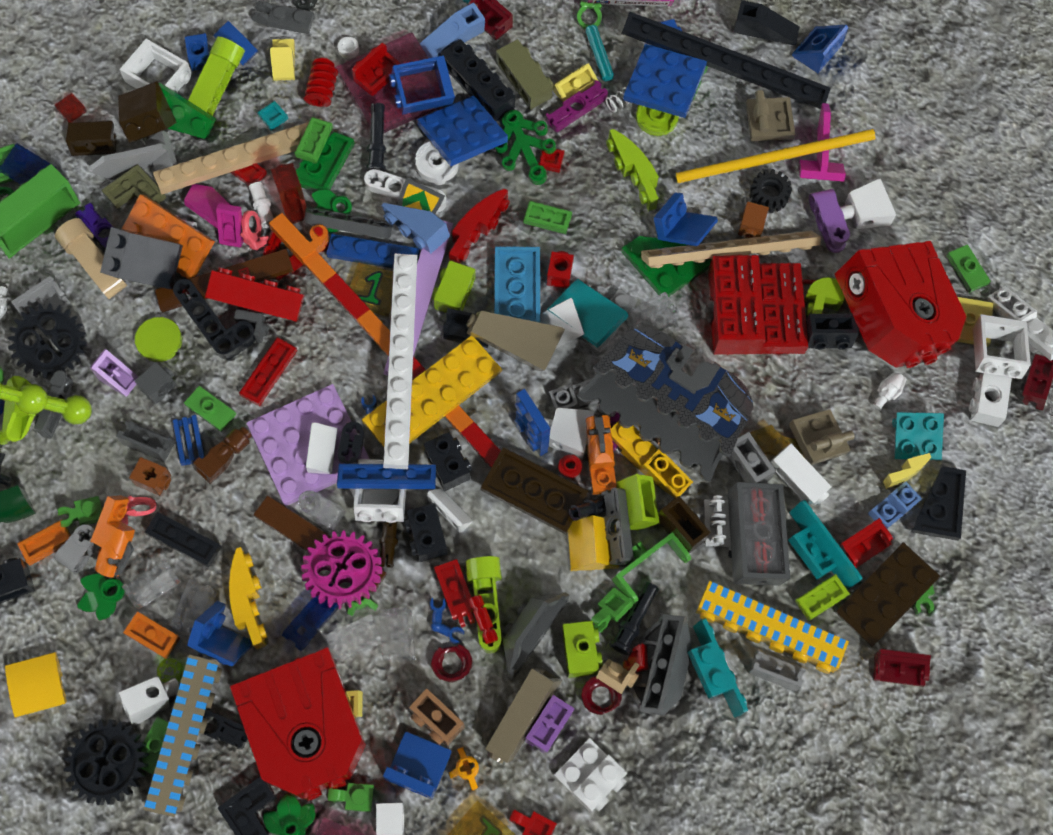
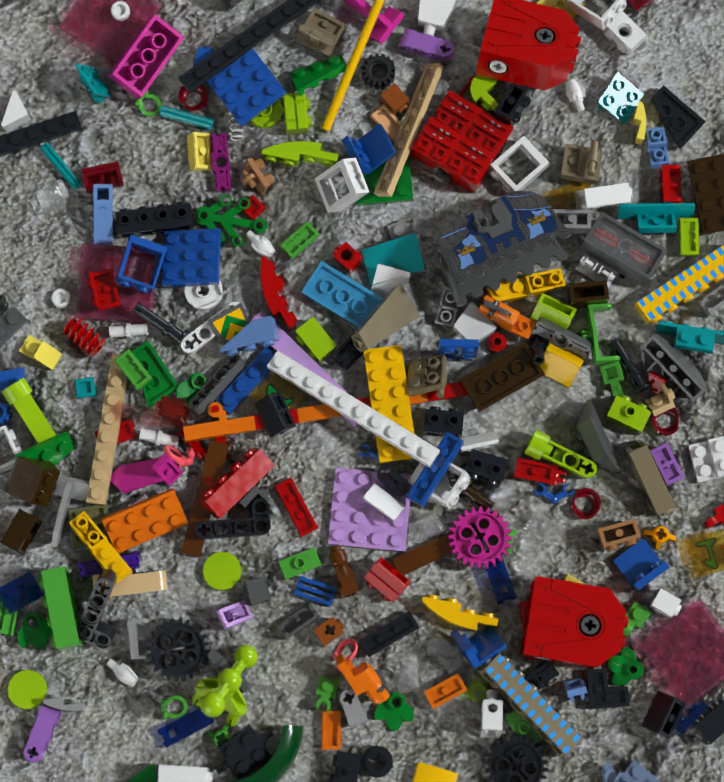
camera: 55 degrees left, 10 degrees up
(25, 603) = (385, 756): none -> black gear
(28, 243) = (92, 621): none -> black beam
(113, 208) = (99, 546): none -> yellow slope
(141, 258) = (160, 546): slope -> none
(232, 775) = (575, 687): none -> medium blue tile
(239, 502) = (387, 580): none -> red brick
(349, 290) = (275, 414): none -> black hinge
(353, 119) = (128, 330): none -> white pin
(483, 619) = (573, 464): red axle -> none
(486, 414) = (427, 376): none -> dark tan plate
(519, 185) = (260, 244): none -> white piece
(524, 74) = (171, 183): olive brick -> none
(590, 135) = (254, 176): none -> medium nougat hips
(618, 39) = (183, 93): none -> dark red piece
(629, 211) = (357, 187): none -> white window
(673, 141) = (296, 114): none -> lime brick
(719, 131) = (311, 75): none -> green wing
(727, 226) = (387, 120): none -> light nougat tile
(767, 395) = (532, 153): none -> white window

